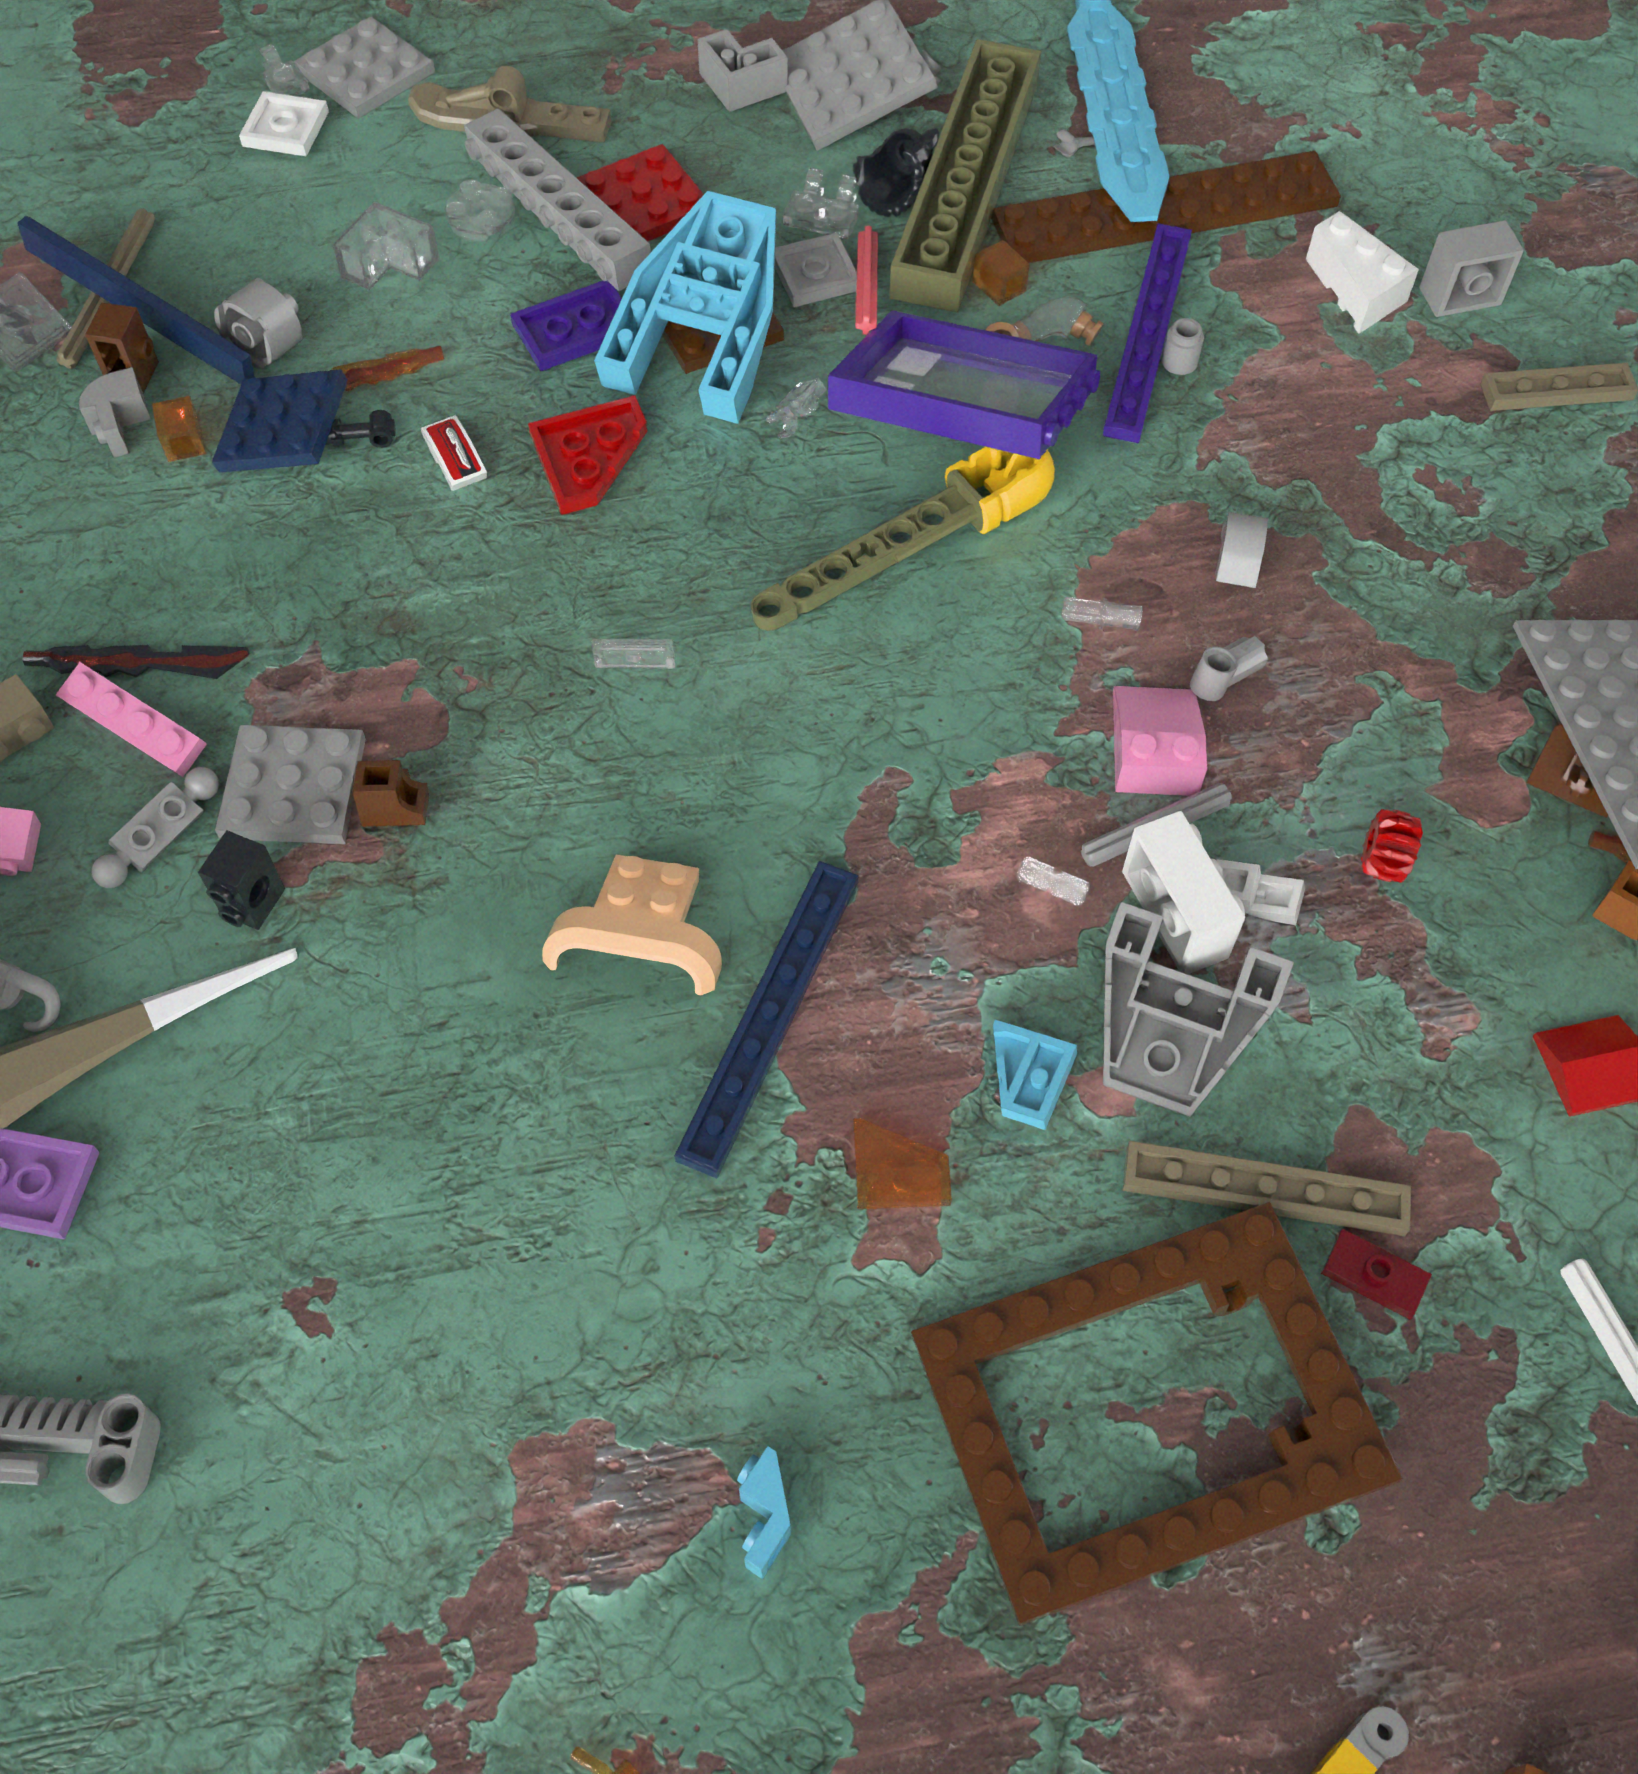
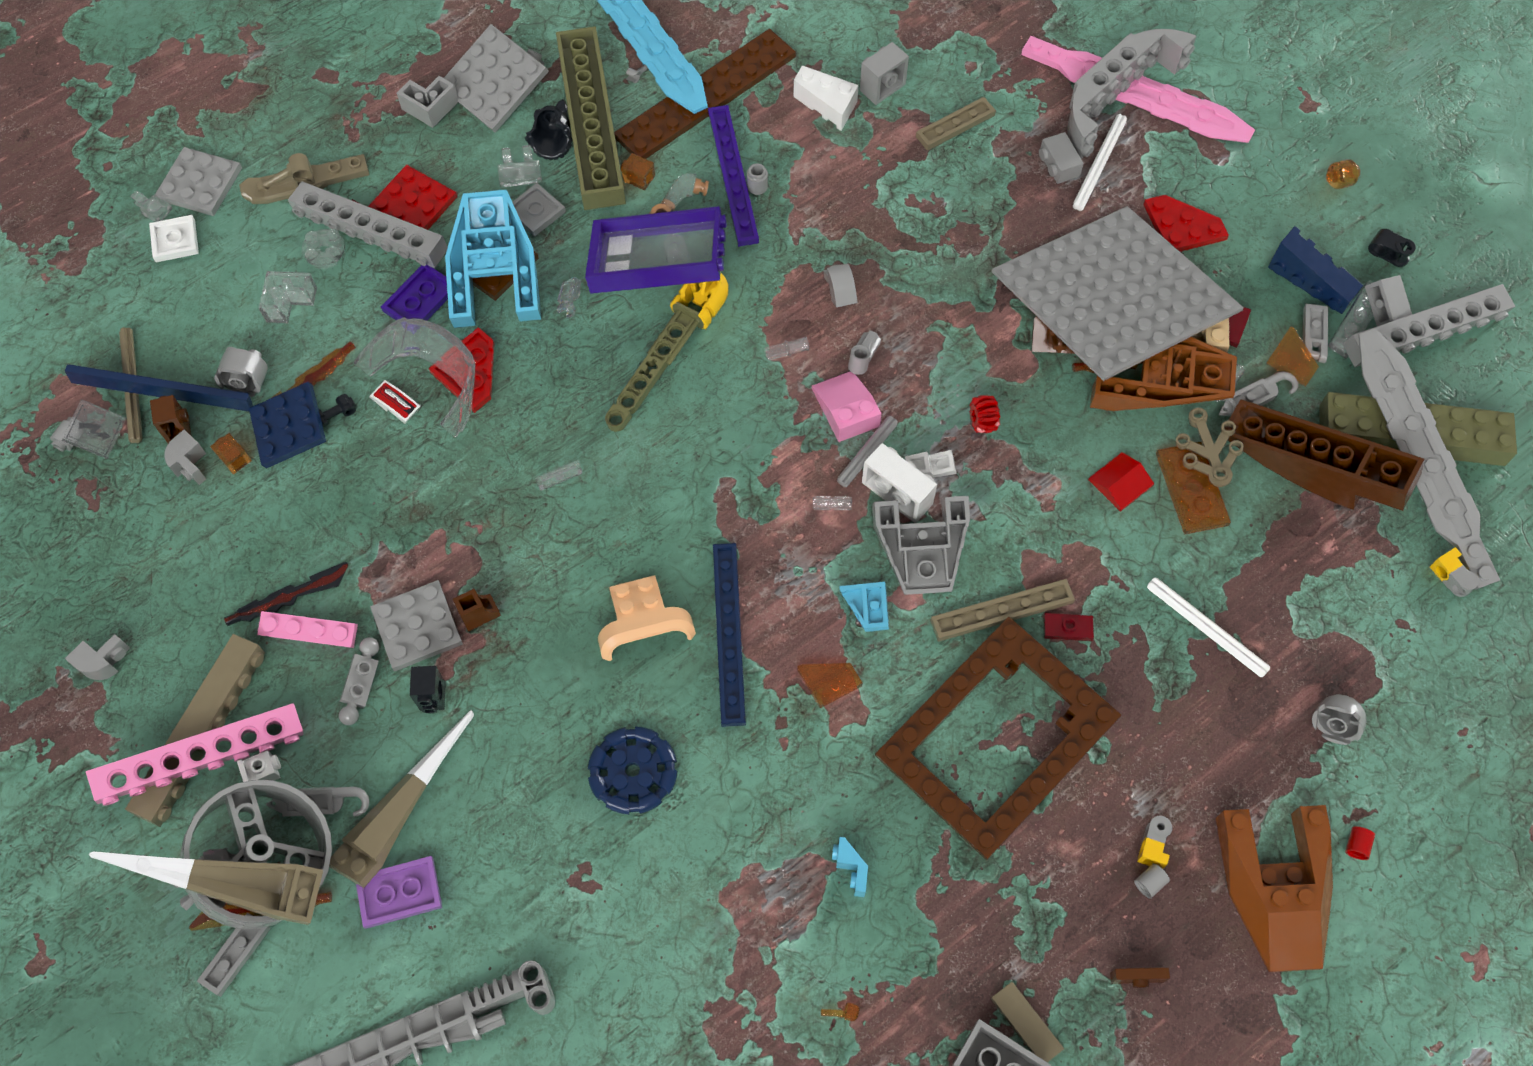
camera: 25 degrees left, 5 degrees up
(473, 1141) = (623, 758): none -> dark blue plate
(546, 381) = (434, 344): none -> clear piece
(867, 281) = (569, 206): coral axle -> none

